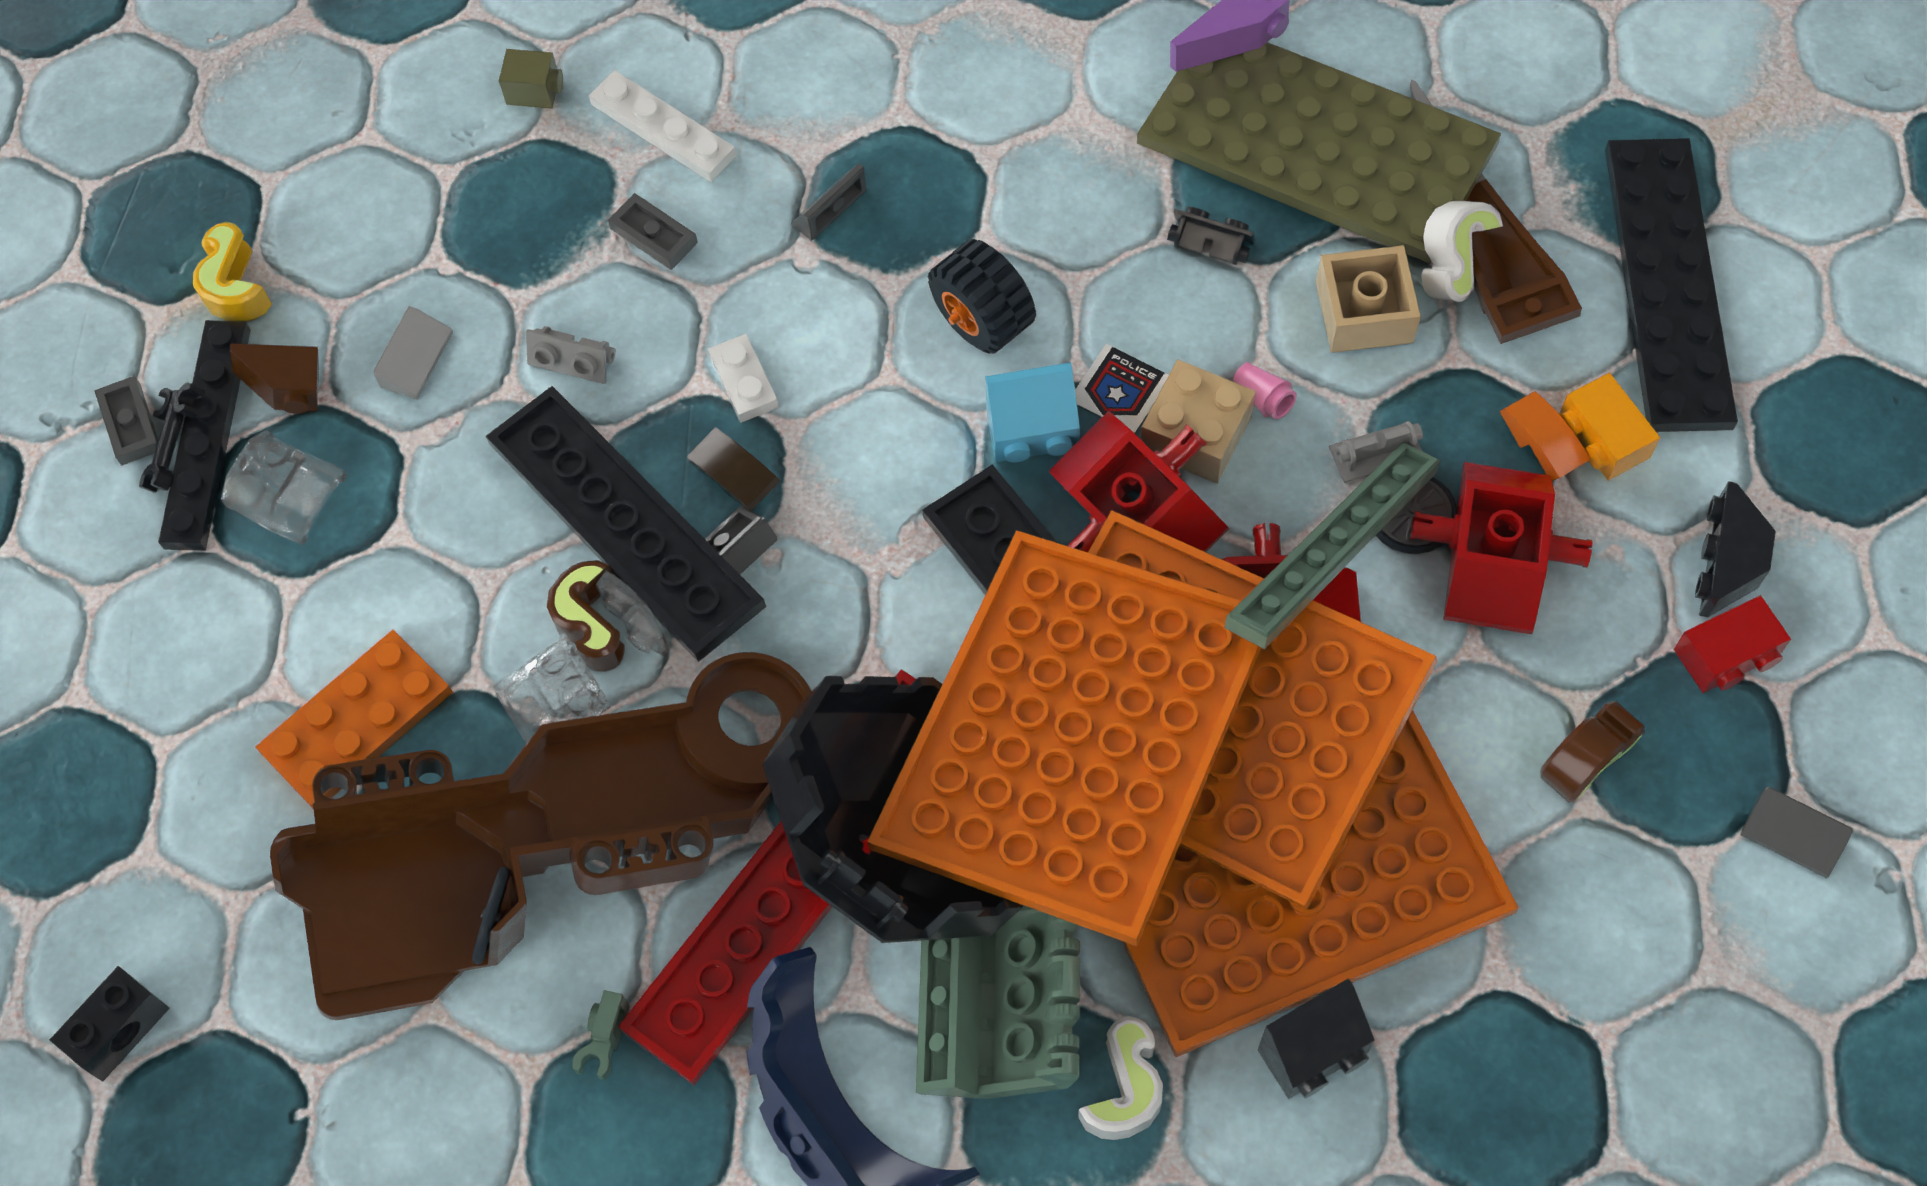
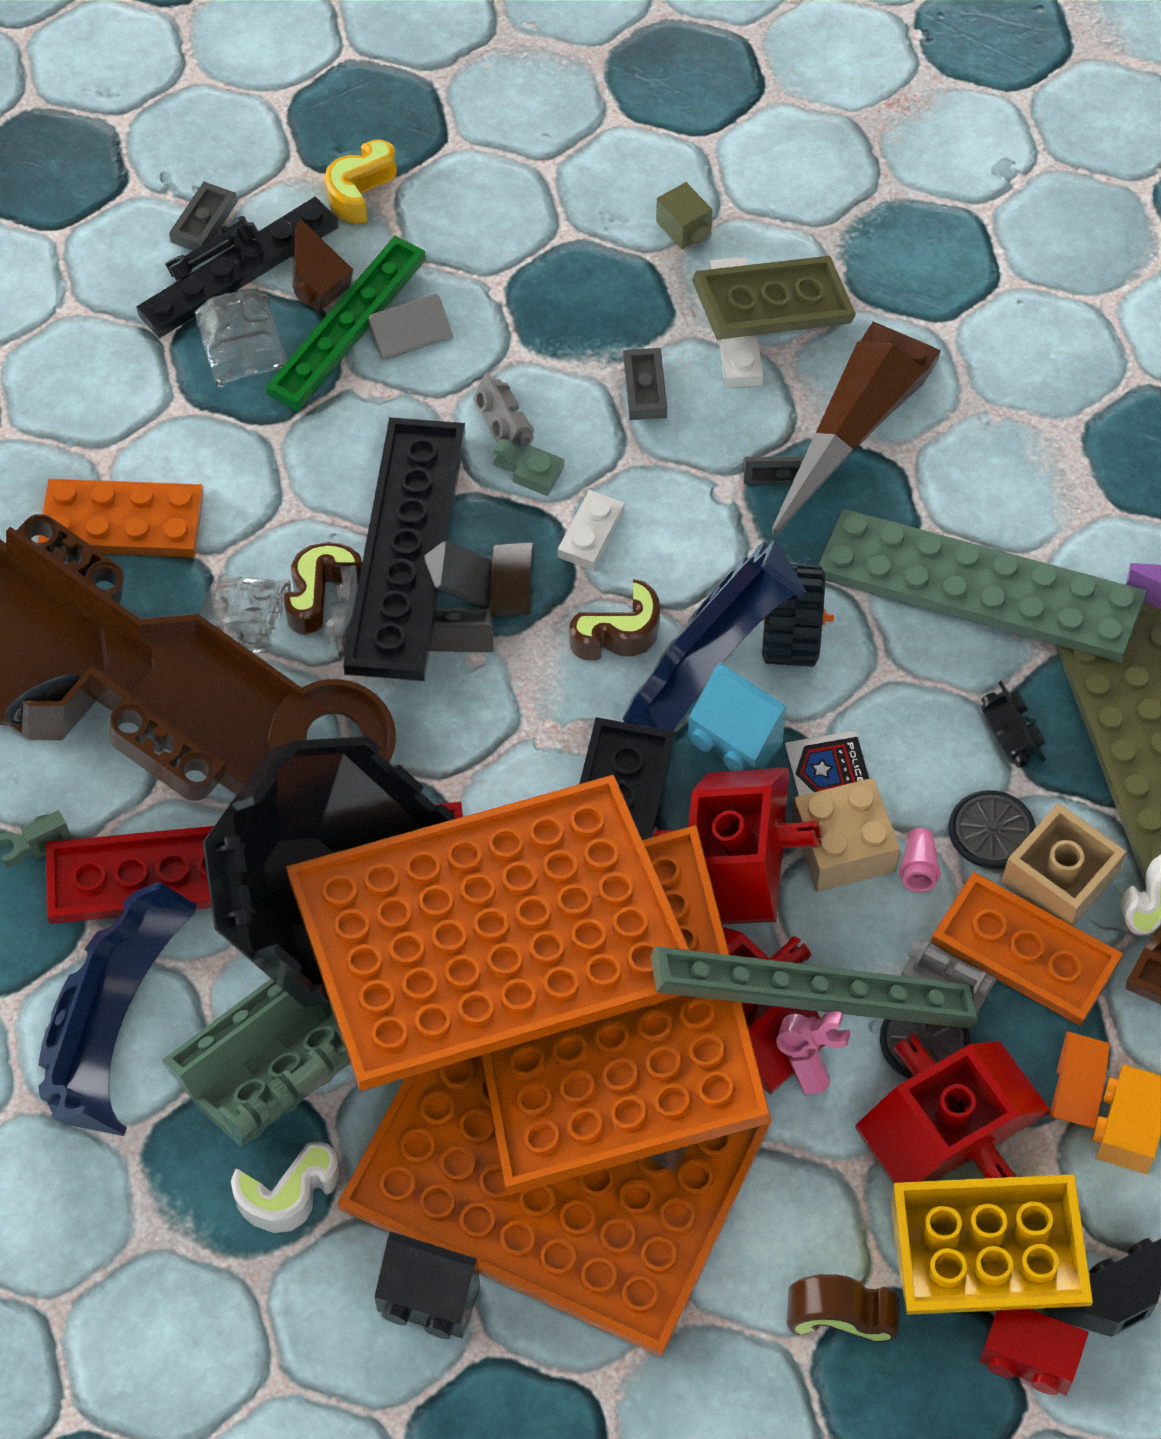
camera: 45 degrees right, 5 degrees down
(356, 397) = (345, 323): none -> green plate
(642, 371) = (531, 469): none -> sand green plate
(677, 80) = (773, 297): none -> olive plate
(695, 499) = (460, 572): none -> dark grey slope
(825, 77) = (875, 382): none -> reddish brown plate
(861, 432) = (618, 631): none -> reddish brown animal
(940, 353) = (712, 634): none -> dark blue windscreen
(1074, 155) = (983, 585): none -> sand green plate
(1281, 322) = (989, 827): none -> dark grey wheel
(1356, 586) = (799, 1040): none -> bright pink bar
(1404, 381) = (1027, 948): none -> orange plate
(1638, 605) = (990, 1244): none -> yellow slope

